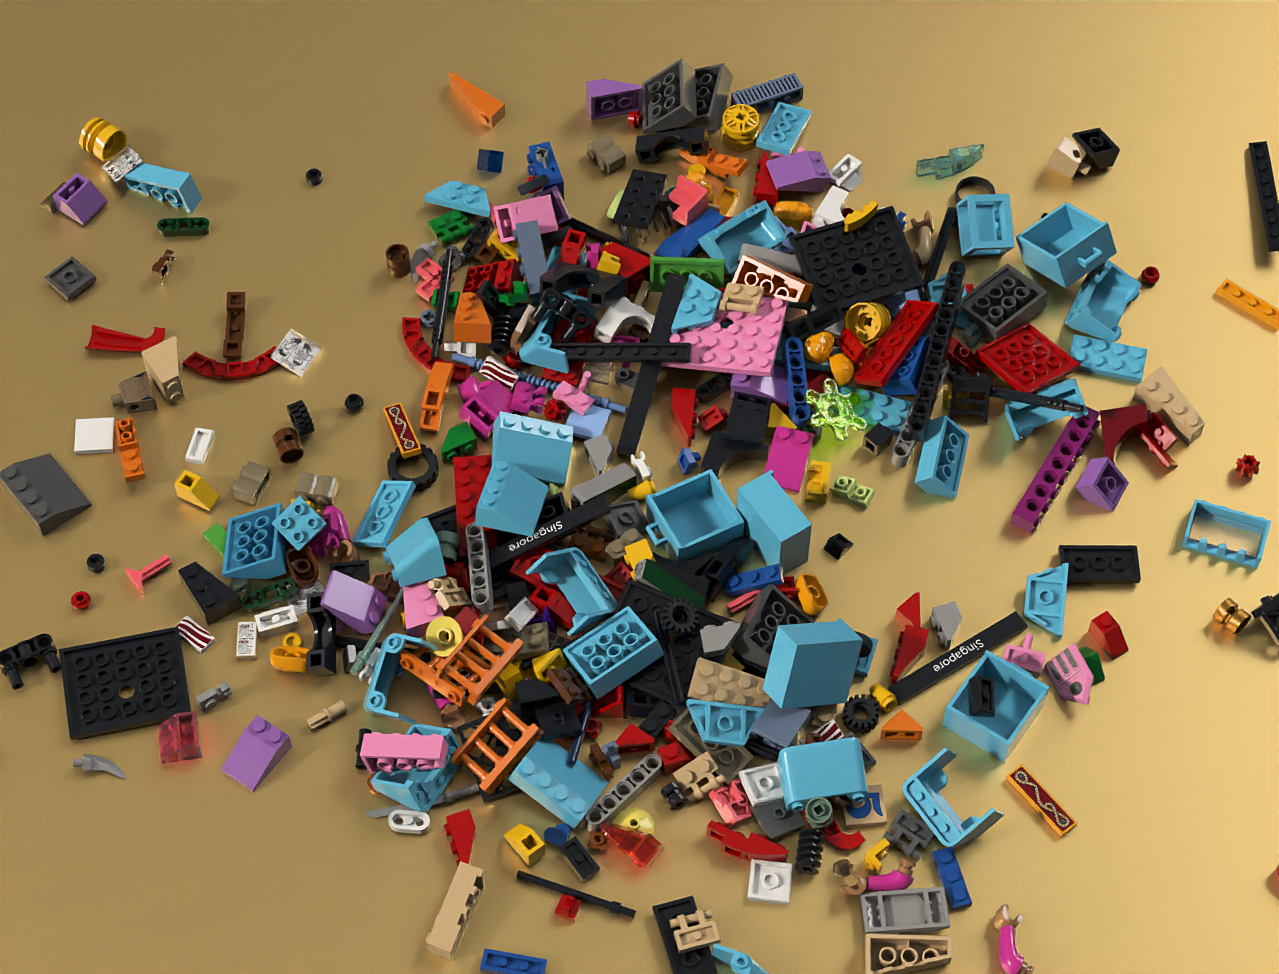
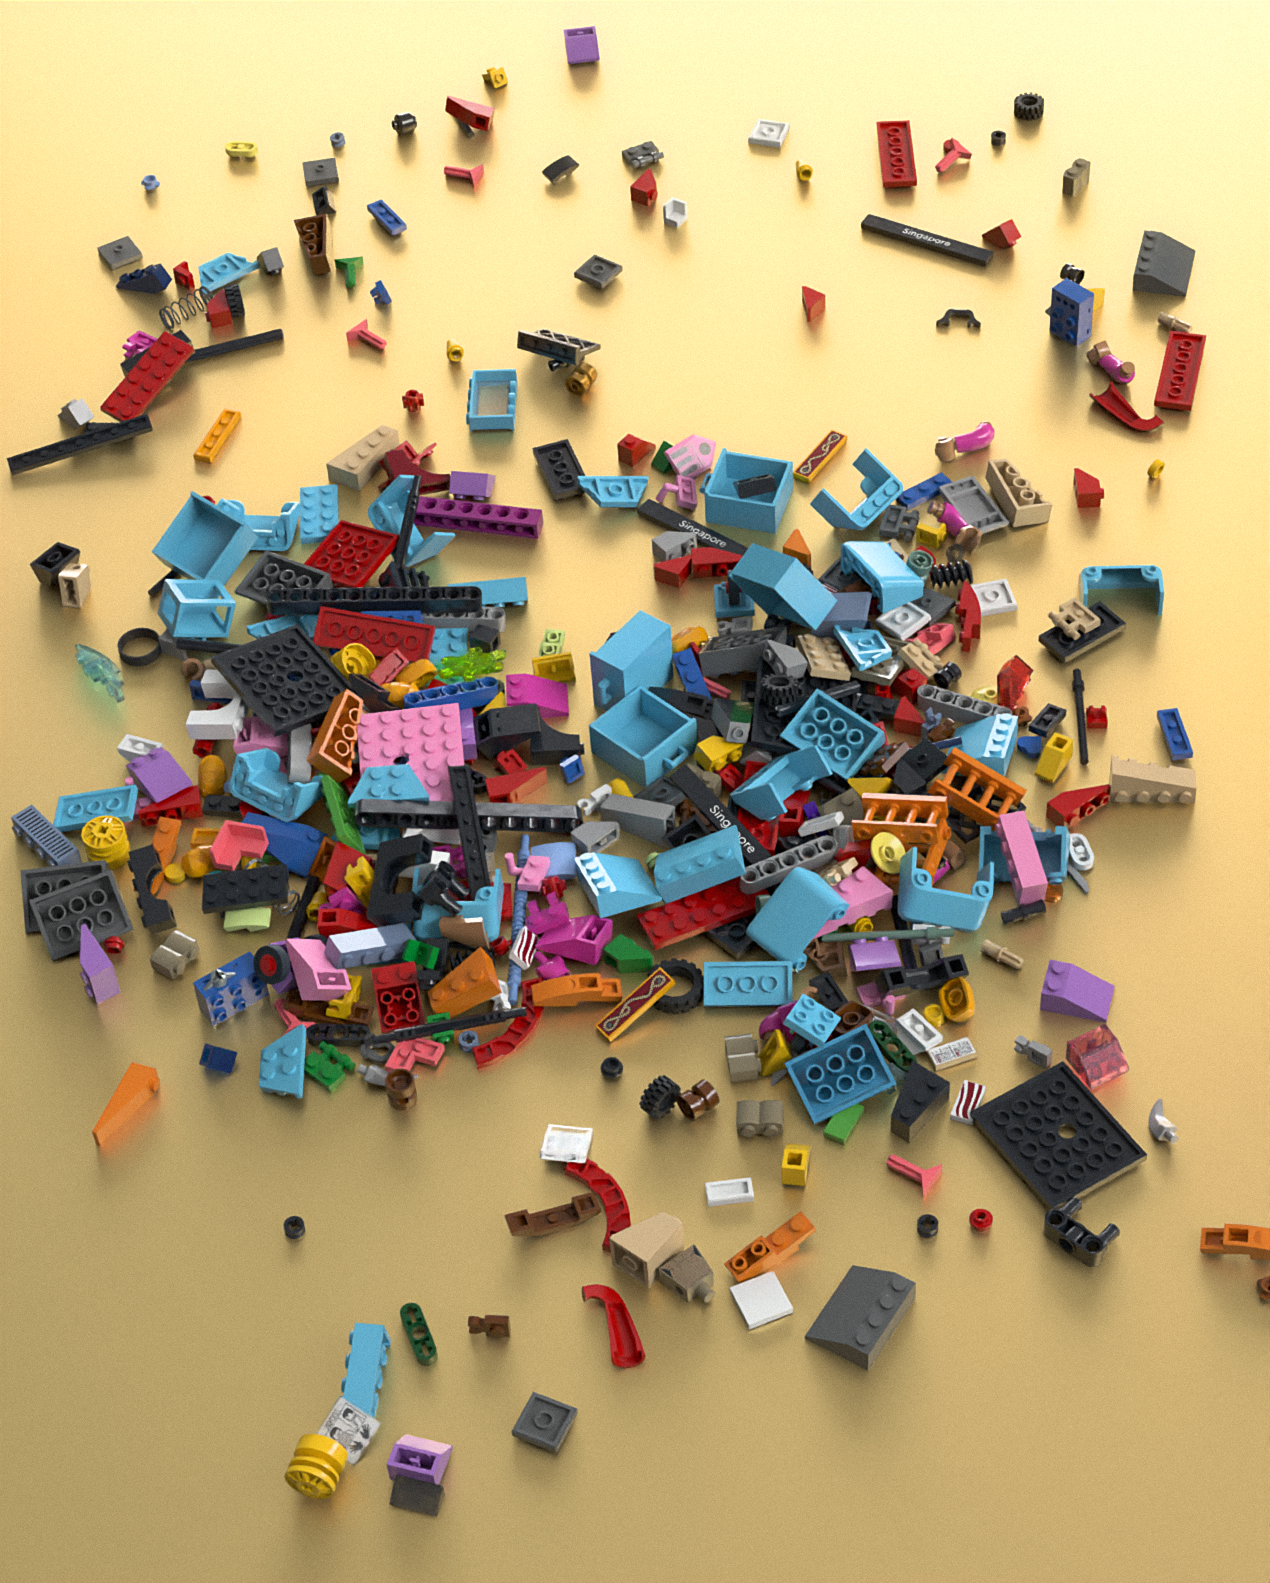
camera: 105 degrees left, 10 degrees down
(744, 295) = (365, 748): tan plate -> none
(859, 218) = (236, 668): yellow slope -> none

